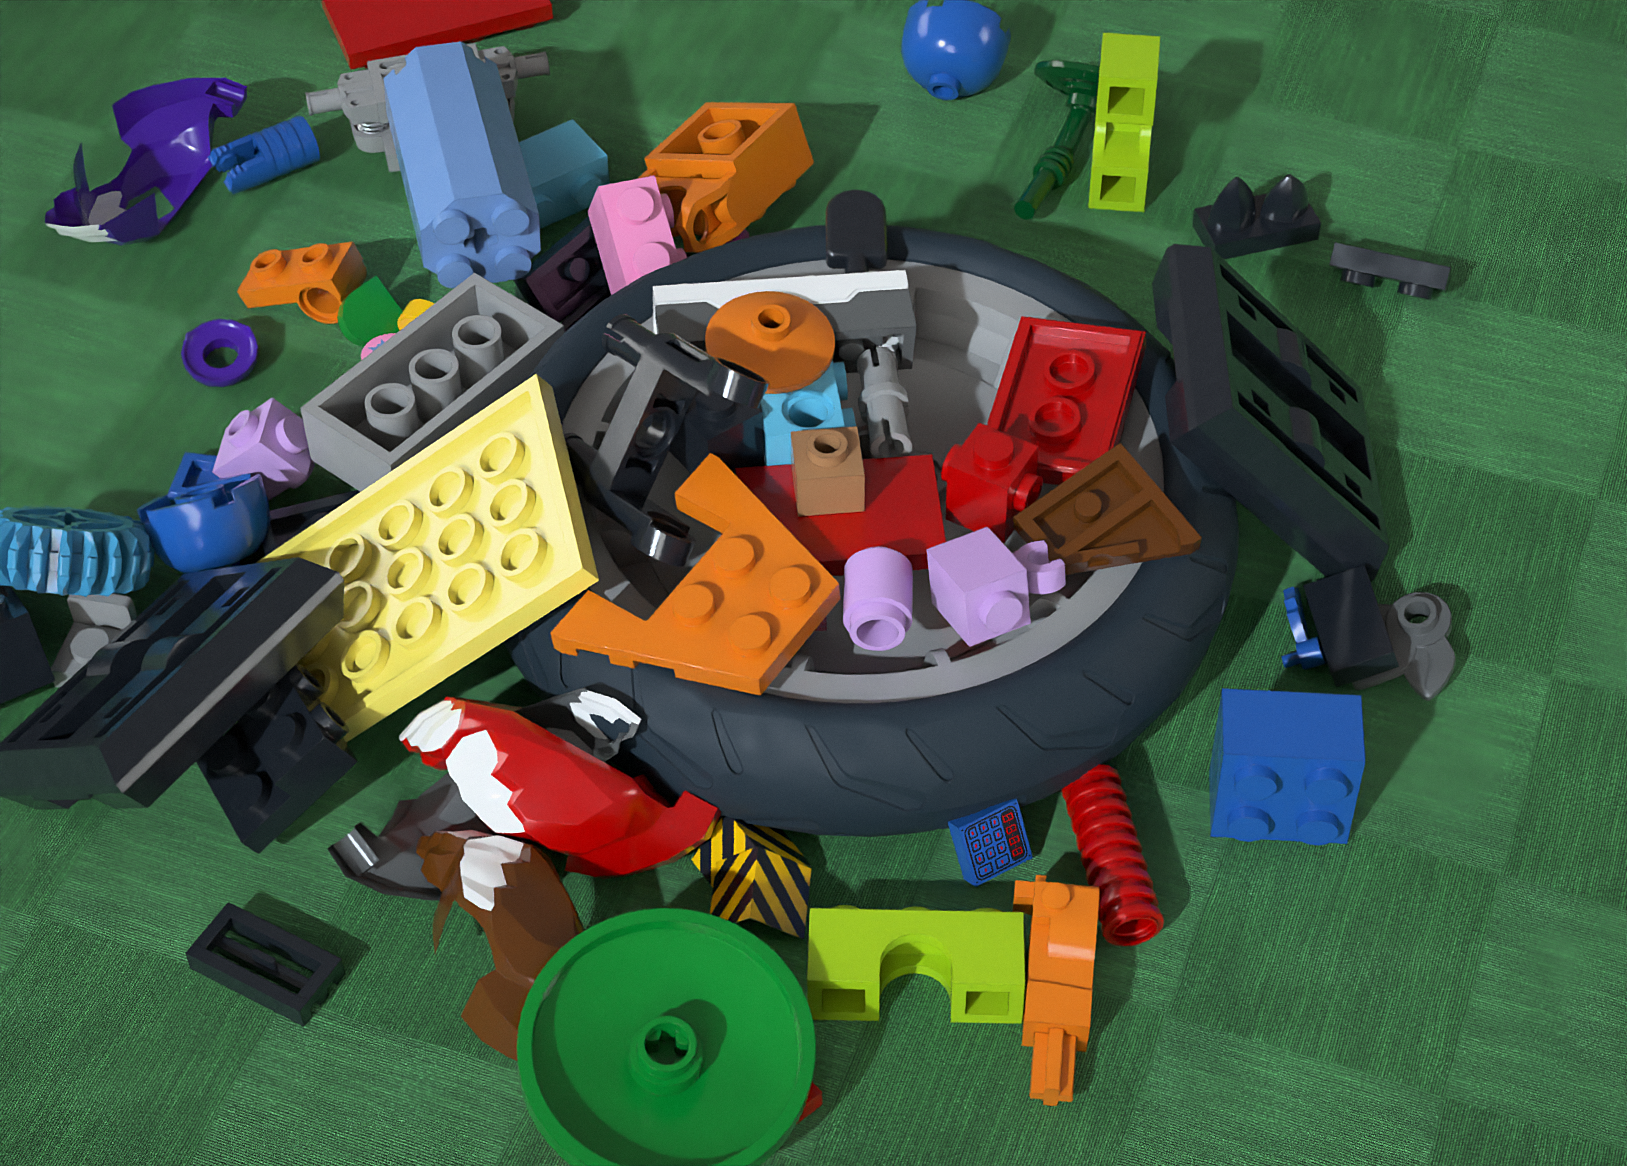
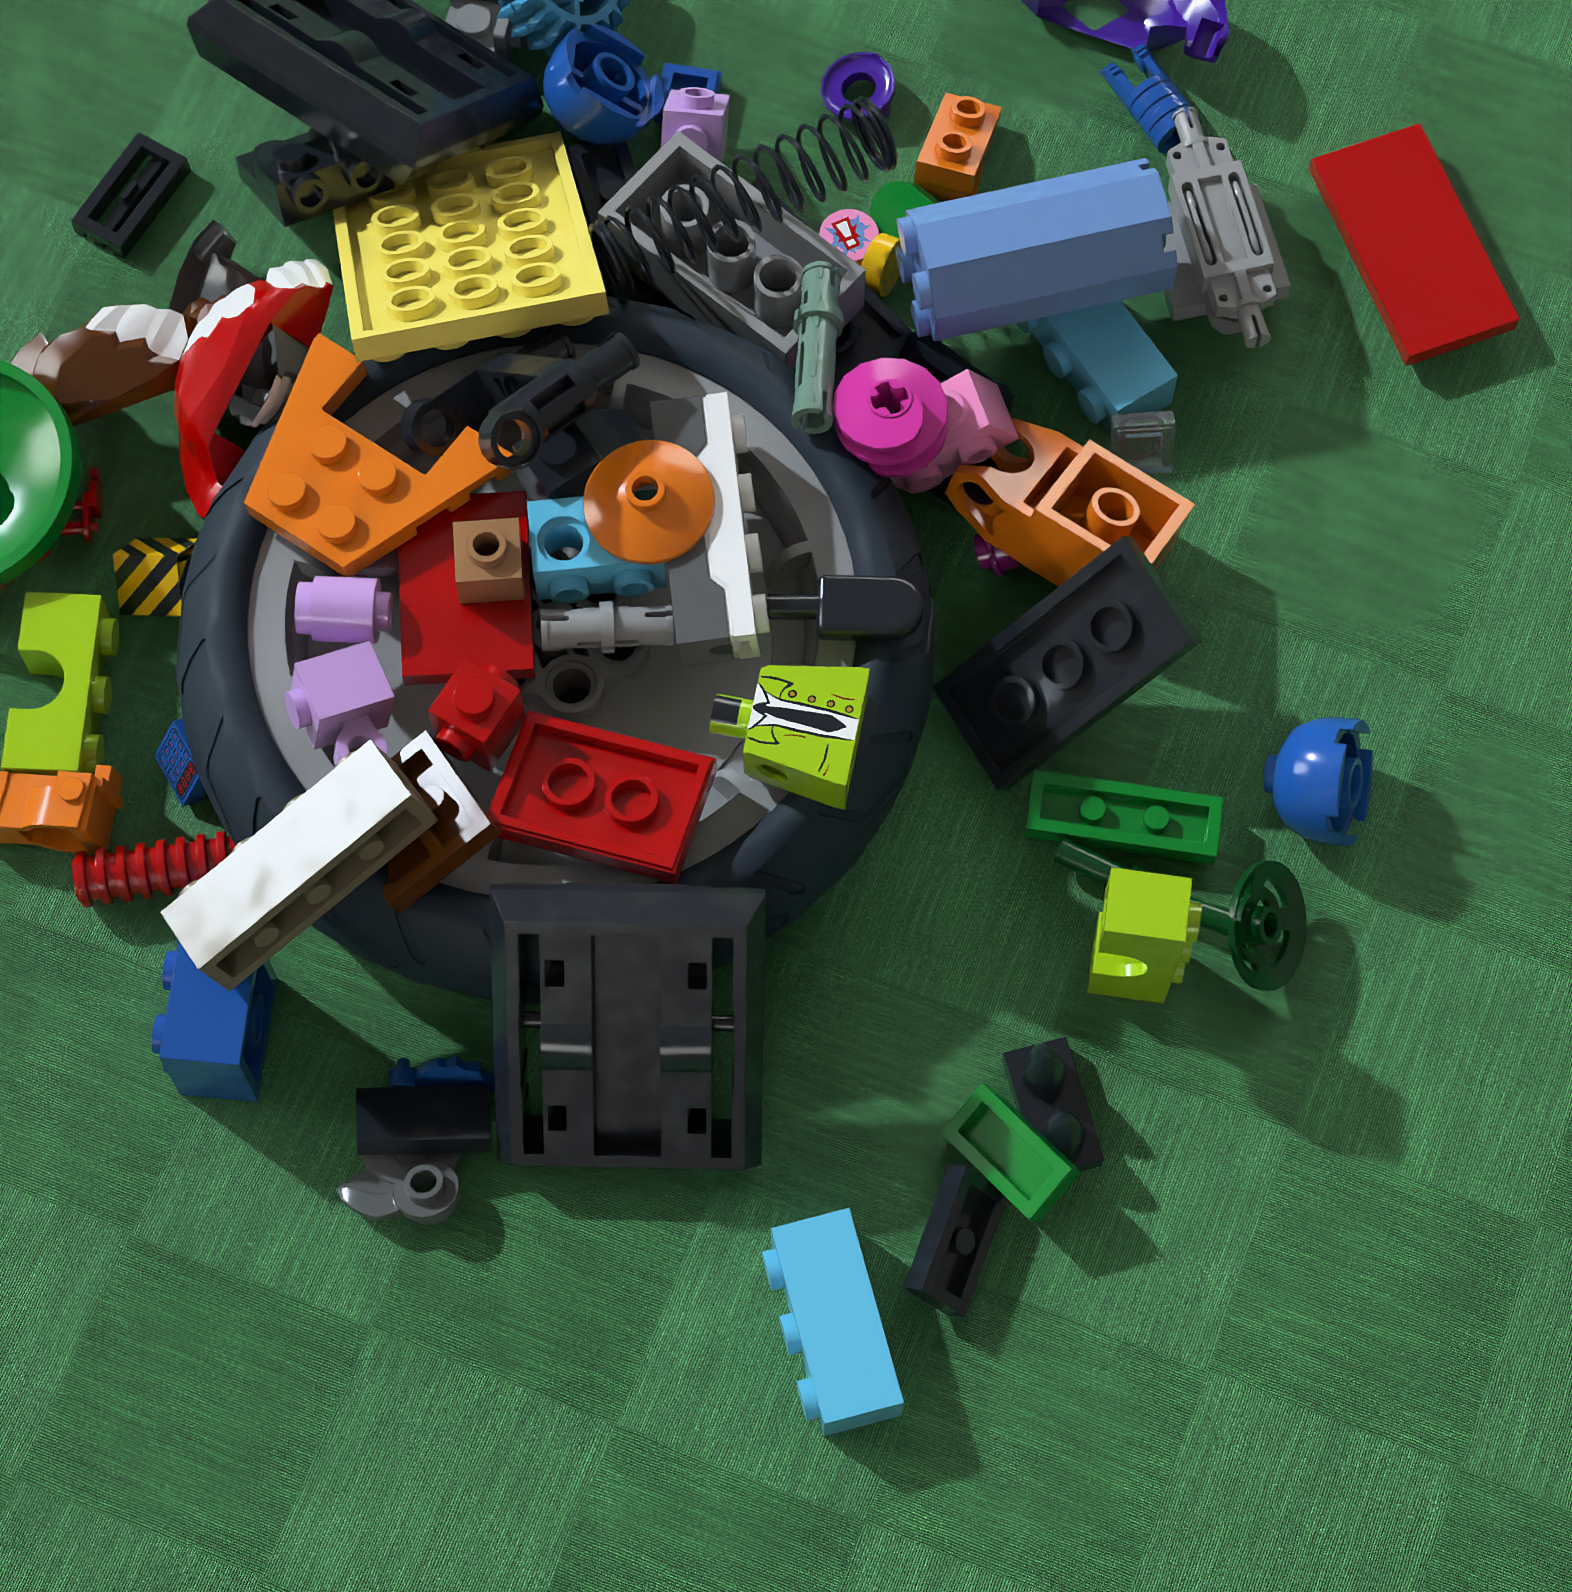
camera: 90 degrees right, 20 degrees up
(340, 297) = (613, 260): none -> black piece
(506, 285) = (817, 328): none -> sand green pin
(625, 151) = (1144, 440): none -> clear tile
(650, 226) = (891, 416): none -> dark pink piece
(859, 139) = (1066, 663): none -> black plate
(988, 176) = (1124, 817): none -> green plate
(991, 254) = (799, 728): none -> lime torso
(1172, 605) = (298, 866): none -> brick
(1308, 231) = (1010, 1152): none -> green tile
(1480, 338) = (833, 1323): none -> medium azure brick

